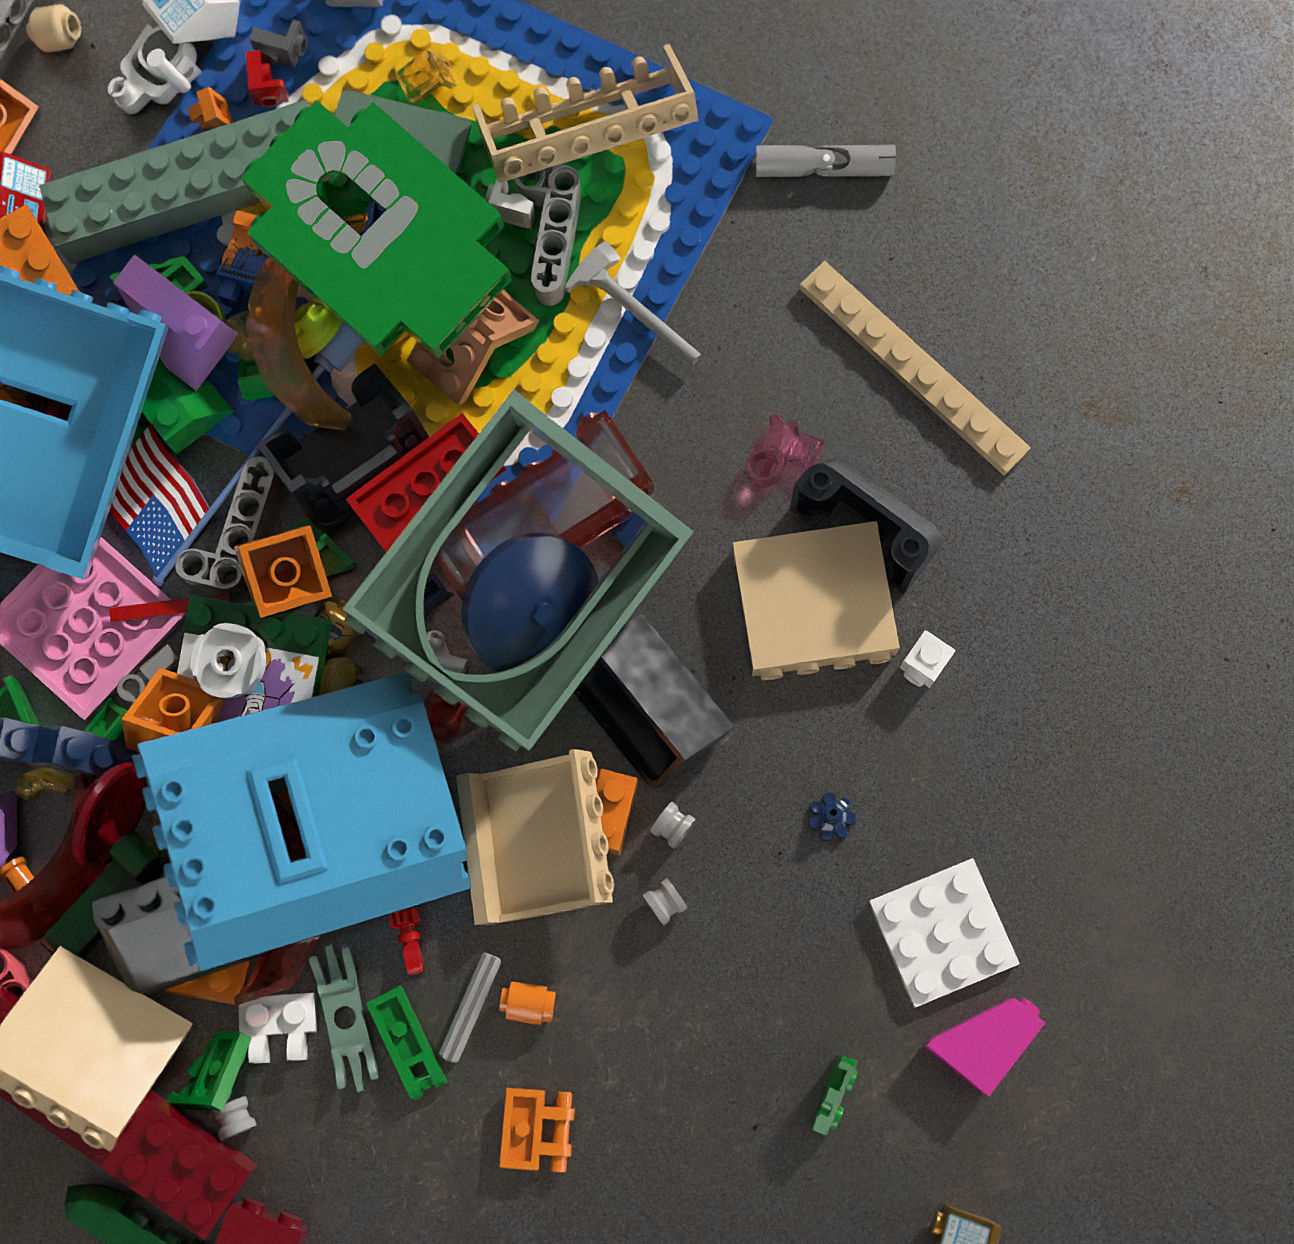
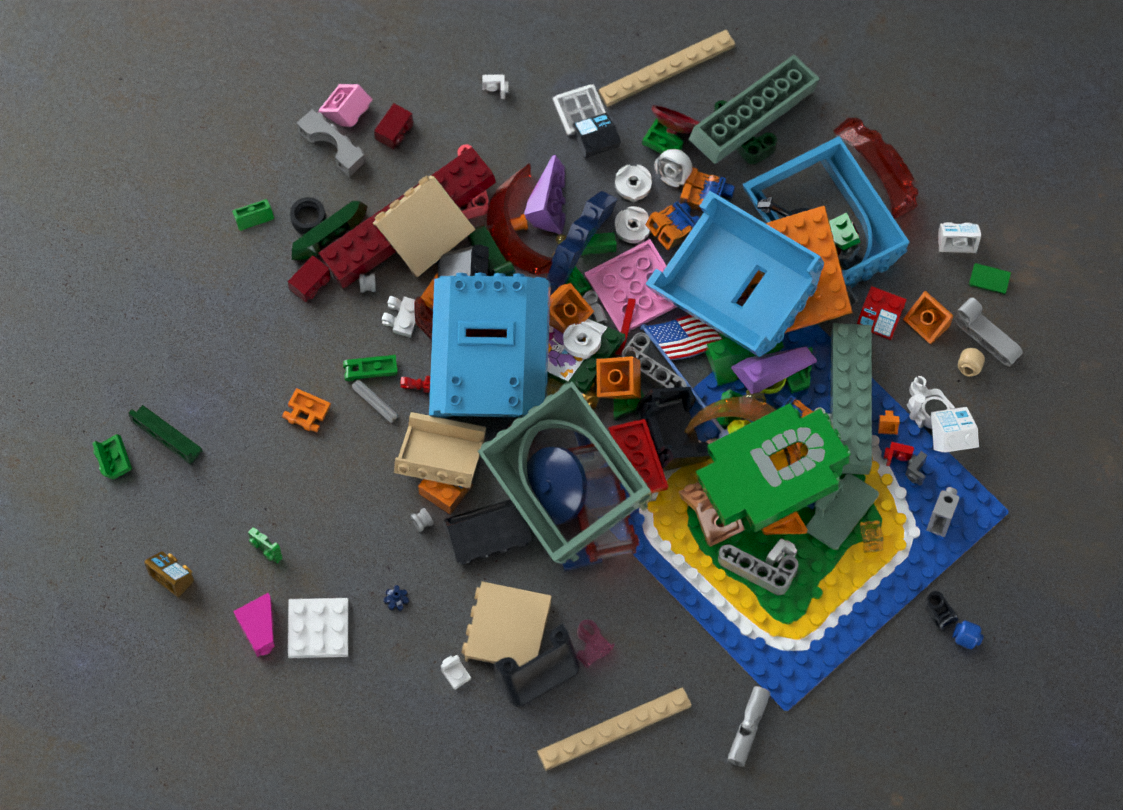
camera: 105 degrees right, 10 degrees down
(106, 814) = (527, 261): dark red dish -> none
(213, 1073) = (391, 280): green wing -> none
(344, 1041) = (381, 344): sand green piece -> none
(441, 652) = (553, 441): white arm -> none
(527, 1003) = (365, 425): orange brick -> none
(594, 272) = (727, 583): light grey piece -> none
(595, 135) = (829, 606): tan window -> none
(665, 901) = (386, 503): light grey wheel -> none

